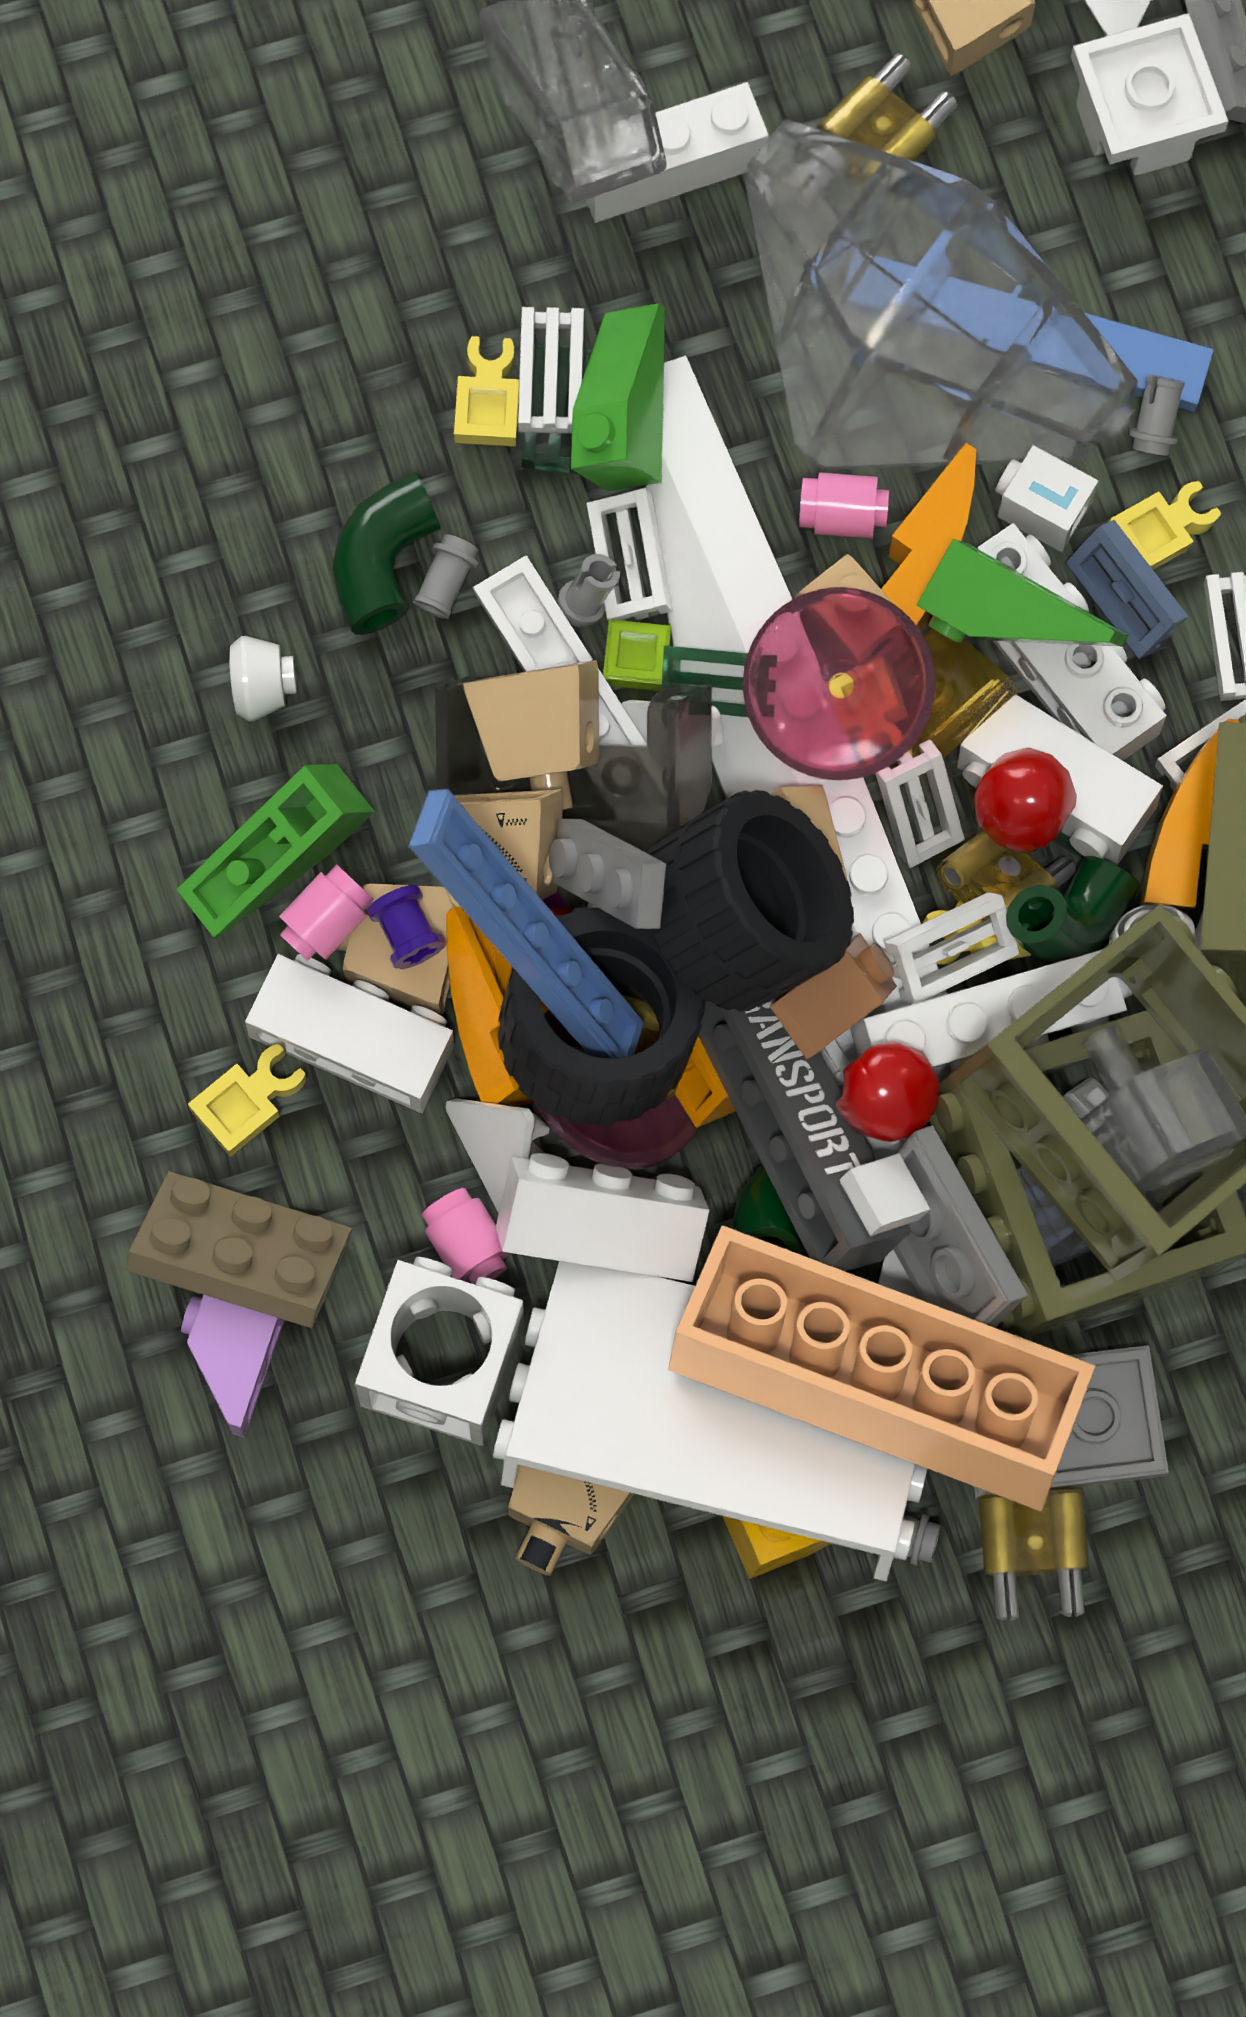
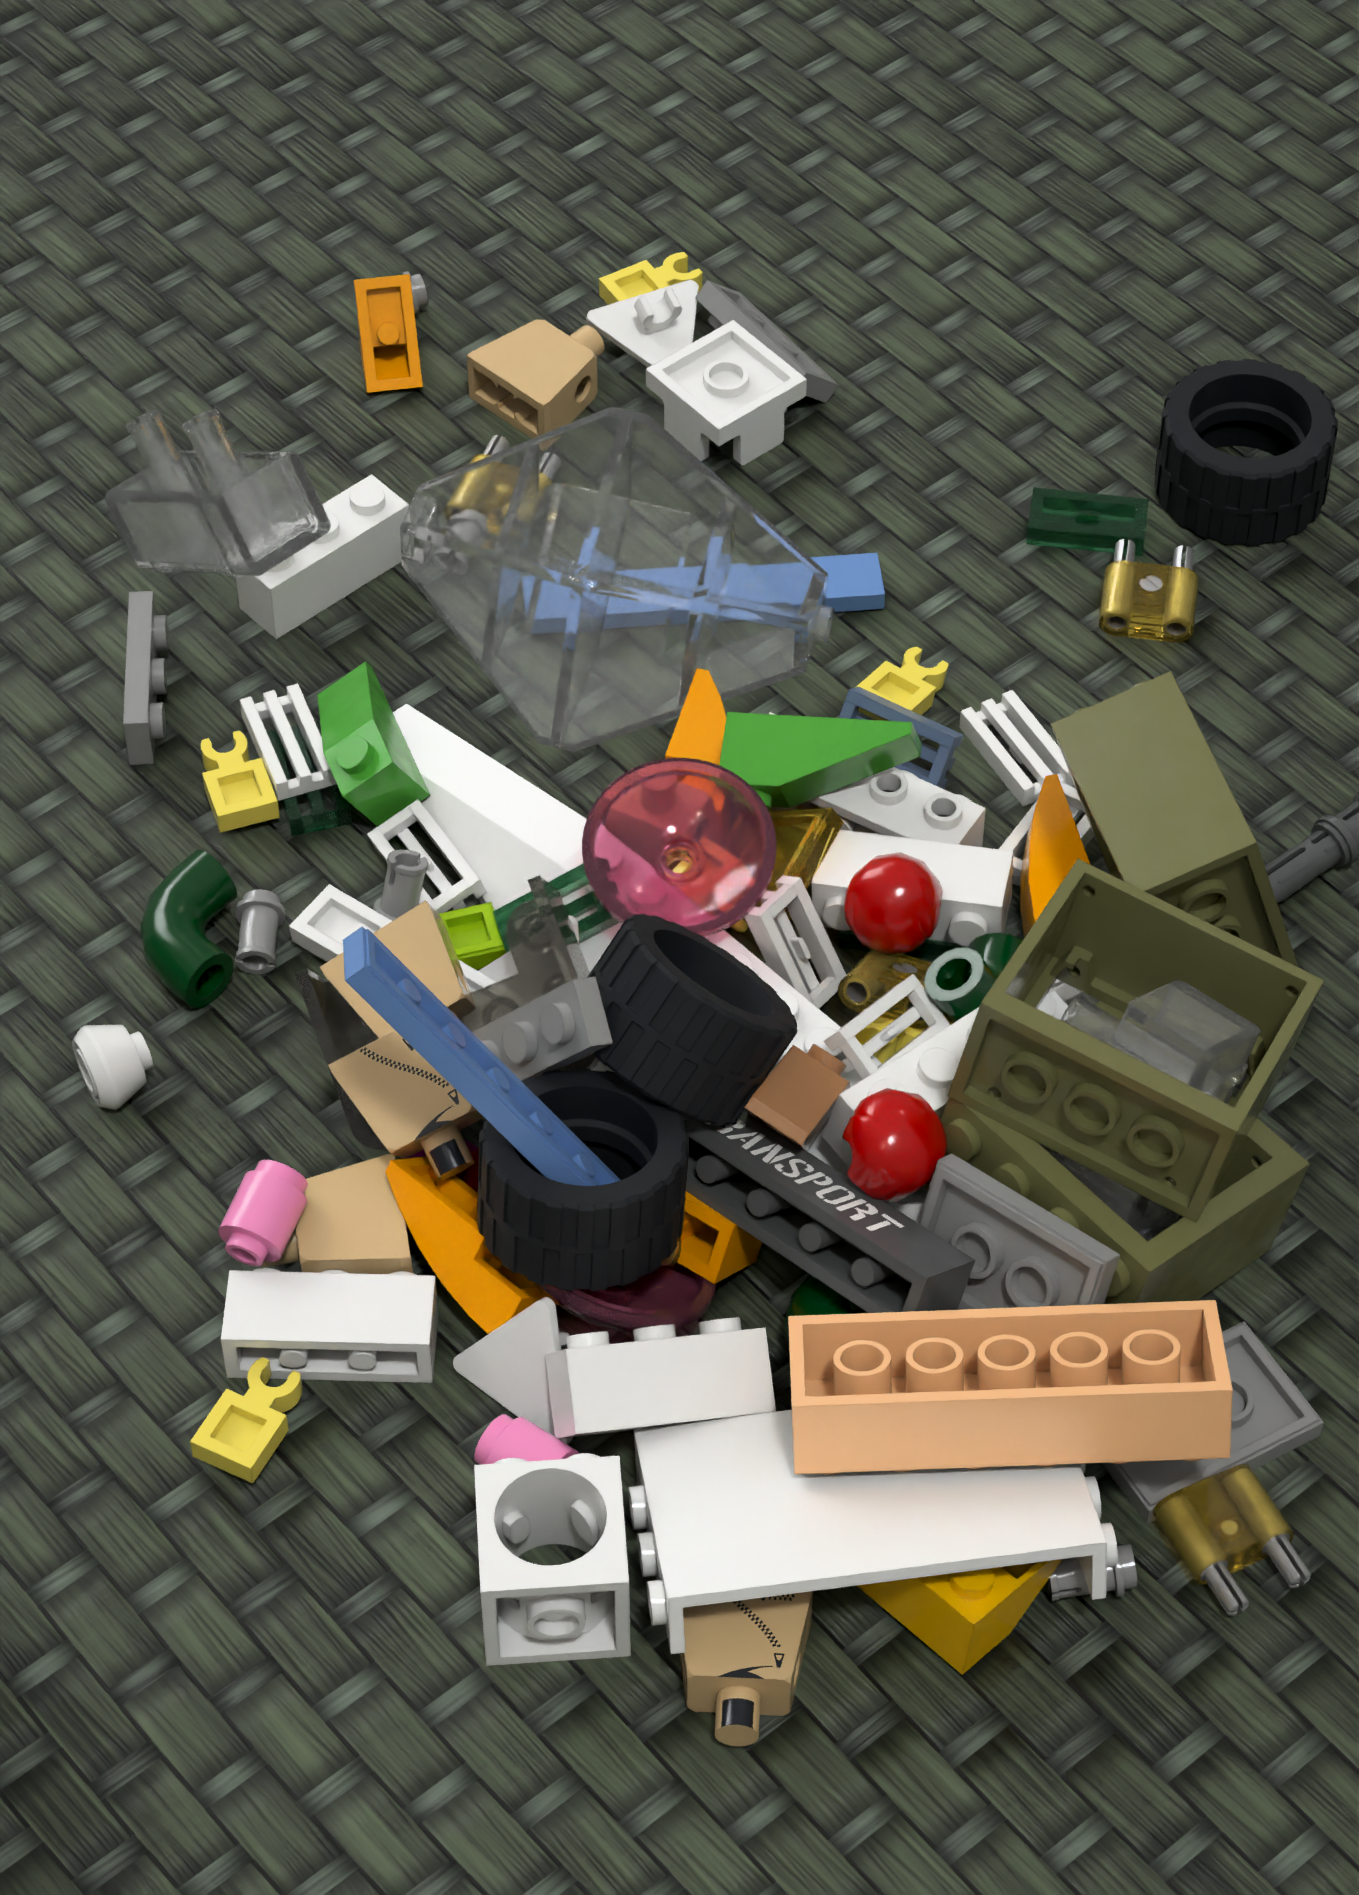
camera: 20 degrees left, 25 degrees down
(232, 1353) = (329, 1647): lavender slope -> none
(239, 1249) = (299, 1545): dark tan plate -> none
(276, 846) = (185, 1195): bright green slope -> none
(406, 927) = (351, 1192): dark purple bush -> none
(446, 235) = (144, 678): none -> light grey plate
(843, 505) = (602, 757): bright pink brick -> none
(884, 1194) = (934, 1230): white tile -> none
(1045, 497) = (786, 686): white brick -> none
(1157, 415) = (855, 609): light grey pin -> none

